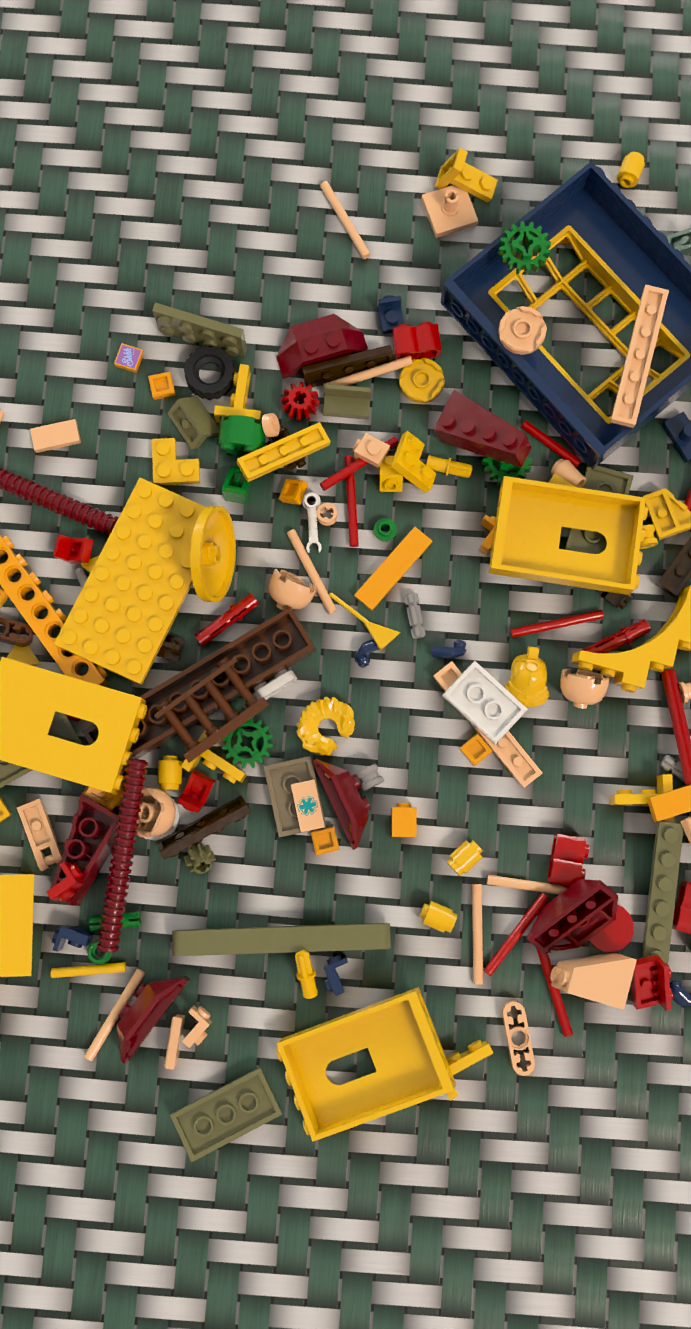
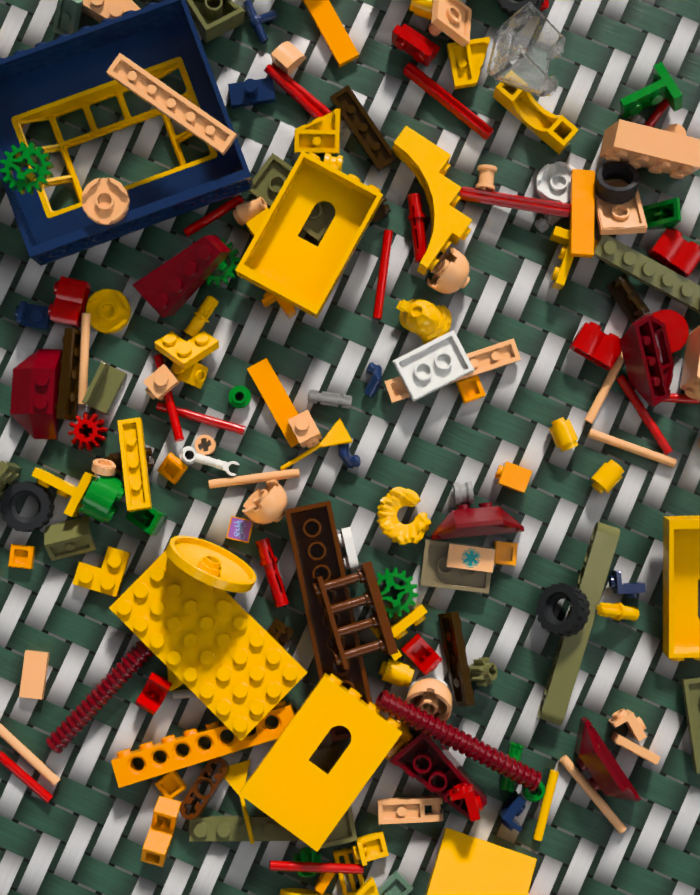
camera: 70 degrees left, 5 degrees up
(257, 575) = (240, 529): none -> medium lavender tile
(292, 931) = (578, 615): none -> black tyre
(375, 601) = (305, 429): none -> light nougat bracket
(629, 875) = (627, 298): none -> dark brown hinge

